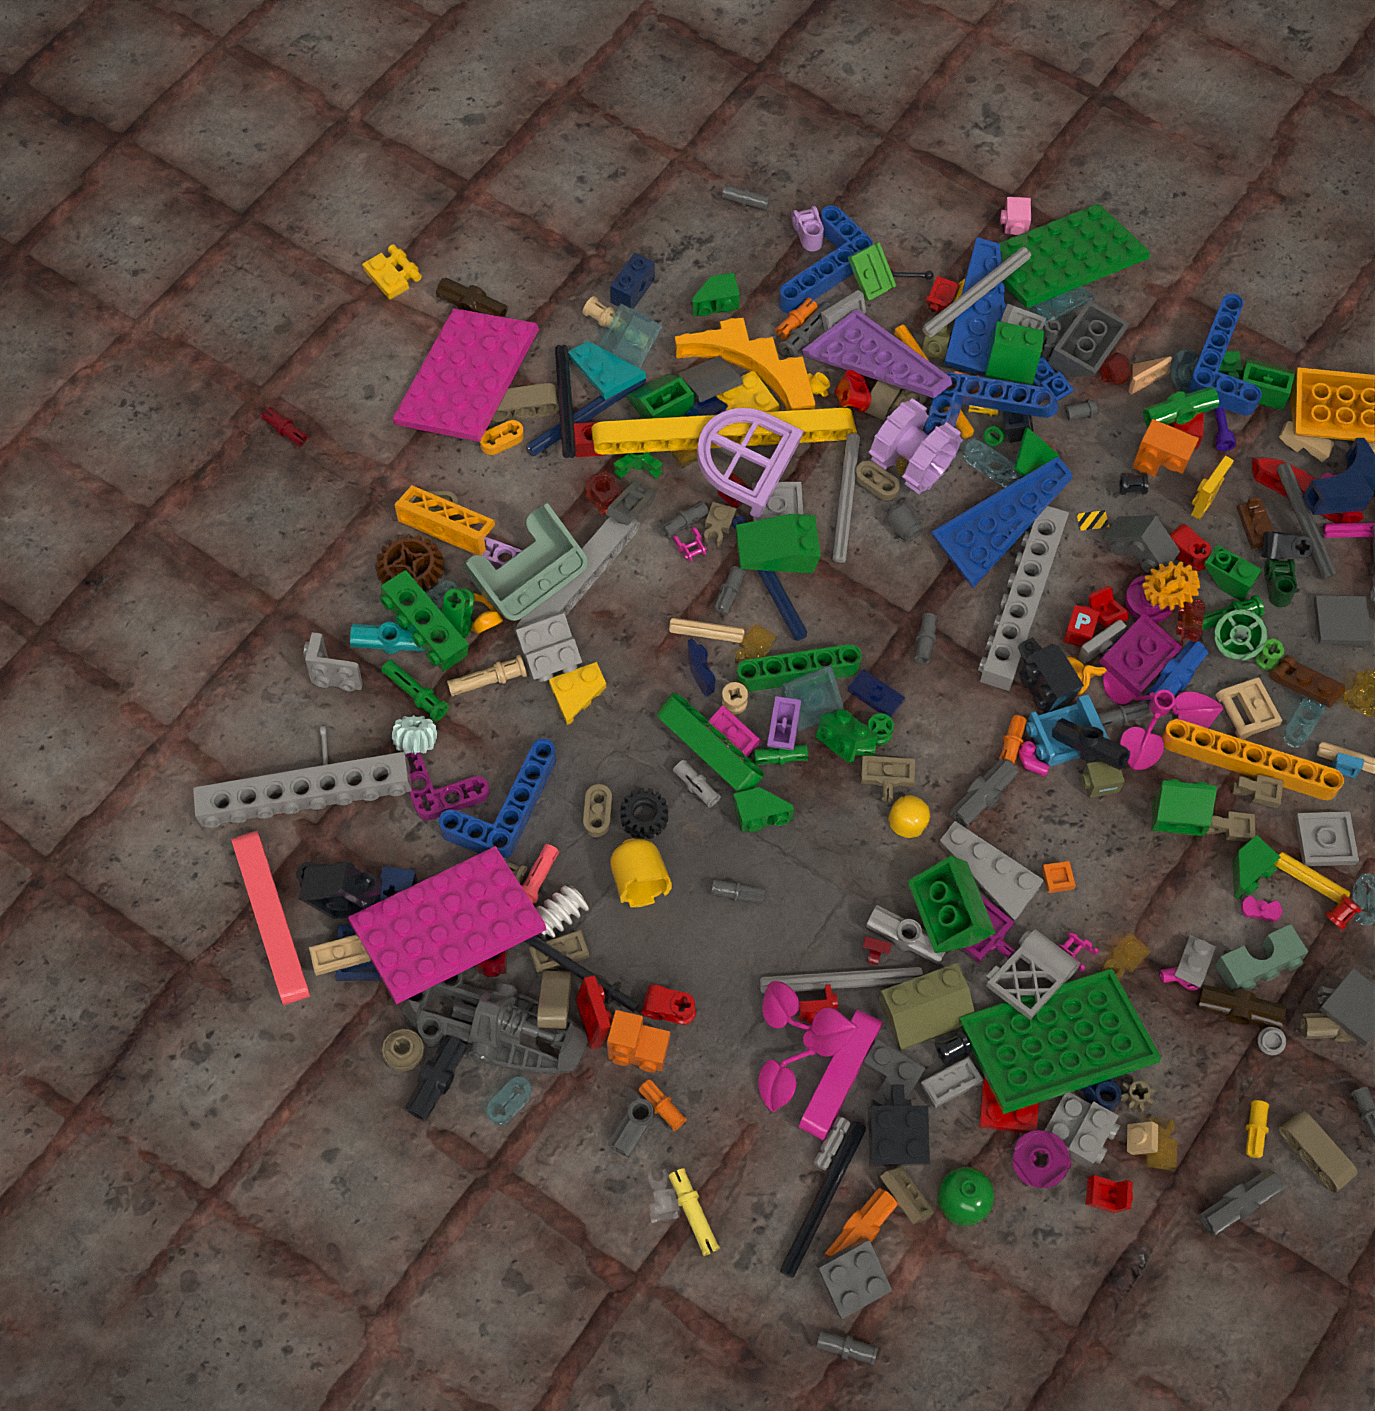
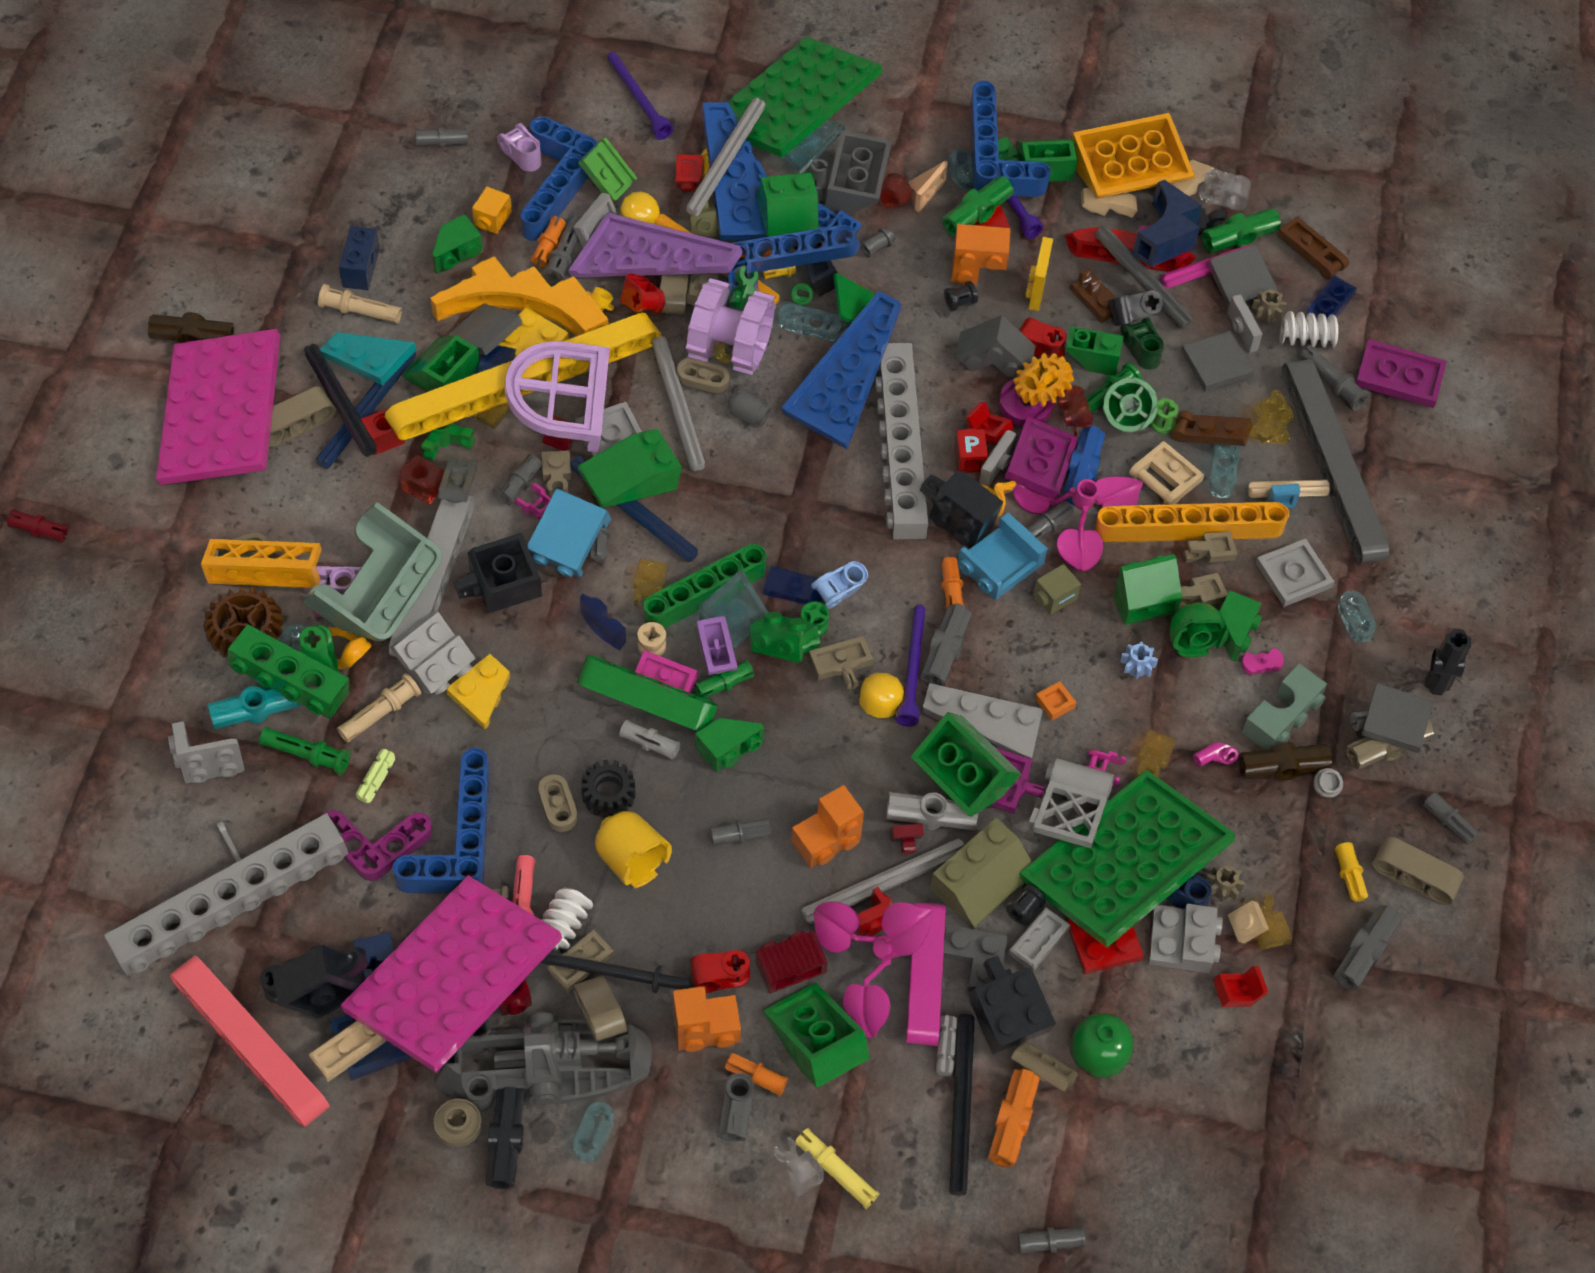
camera: 25 degrees left, 5 degrees down
(386, 276) = (84, 335): yellow plate -> none
(414, 734) = (326, 794): light aqua gear -> none
(461, 732) = (375, 776): none -> yellowish green axle
(502, 437) = (287, 461): light orange beam -> none
(592, 1011) = (646, 1005): red plate -> none
(630, 335) = (381, 310): clear light blue slope -> none
(632, 597) = (501, 574): none -> black hinge
(701, 580) = (567, 533): none -> dark azure panel
(706, 630) = (591, 582): tan axle -> none
(726, 1091) = (818, 1034): none -> green slope
(731, 1019) = (790, 961): none -> dark red brick
(760, 275) = (491, 210): none -> light orange brick
(811, 919) = (831, 829): none -> orange brick
(853, 1277) = (1028, 1167): dark grey plate -> none
(886, 314) = (640, 207): none -> yellow hair
(909, 706) = (837, 586): none -> light blue piece
(925, 840) = (908, 713): none -> dark purple piece
(926, 638) = (821, 514): dark grey pin -> none
(928, 275) = (665, 158): black hinge -> none
(936, 245) = (660, 125): none -> dark purple piece
(938, 418) = (739, 296): none -> green plate
(1016, 215) = (730, 72): bright pink brick -> none
(1022, 317) = (778, 166): light grey plate -> none
(1030, 761) = (977, 599): dark pink arm -> none
(1058, 1160) = (1156, 962): magenta plate -> none
(1091, 743) = (1033, 558): black piece -> none
(1093, 520) = (935, 345): sticker -> none
(1145, 874) = (1139, 660): none -> light blue gear
(1195, 961) = (1223, 732): light grey plate -> none
(1212, 859) = (1197, 629): none -> green cylinder
(1311, 877) = (1299, 615): yellow axle -> none
(1343, 911) = (1342, 634): red bush -> none

